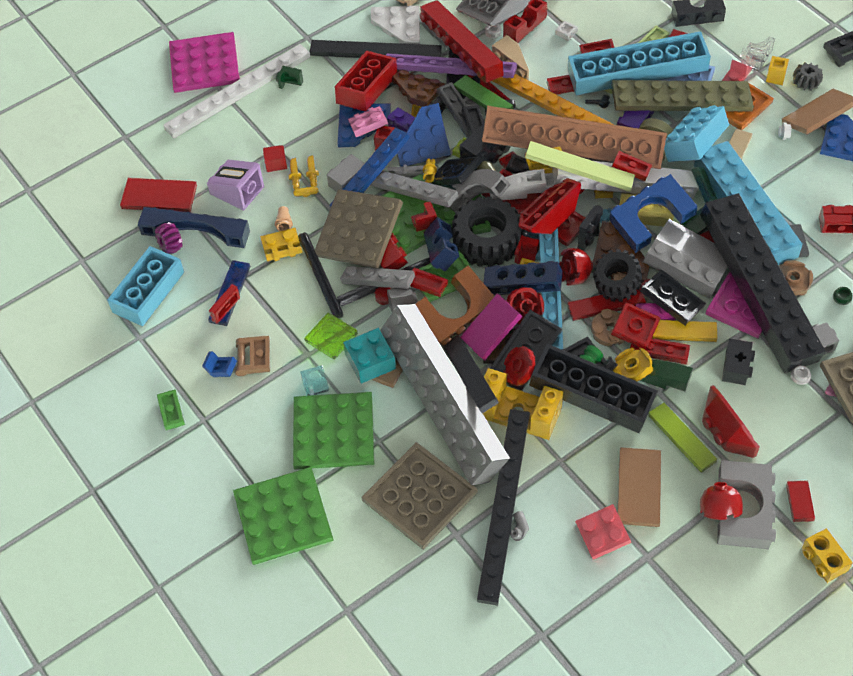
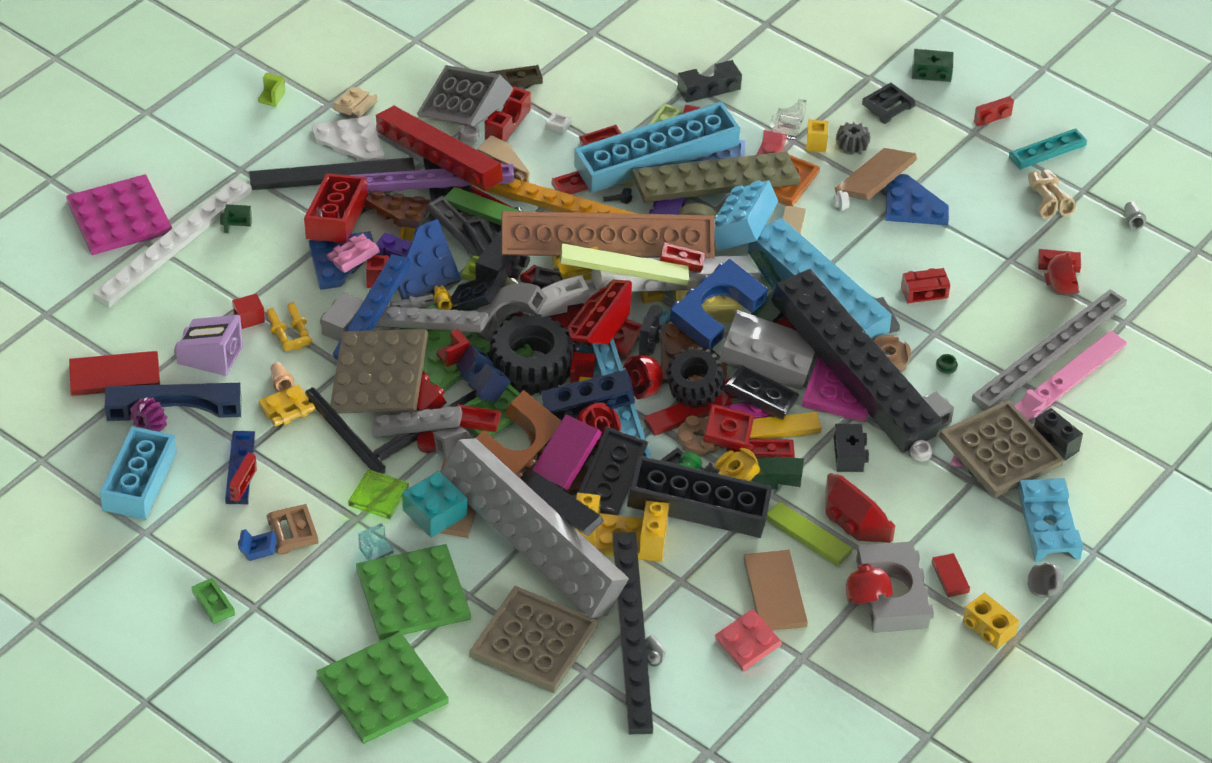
camera: 20 degrees left, 10 degrees down
(519, 365) = (612, 485): red tile -> none

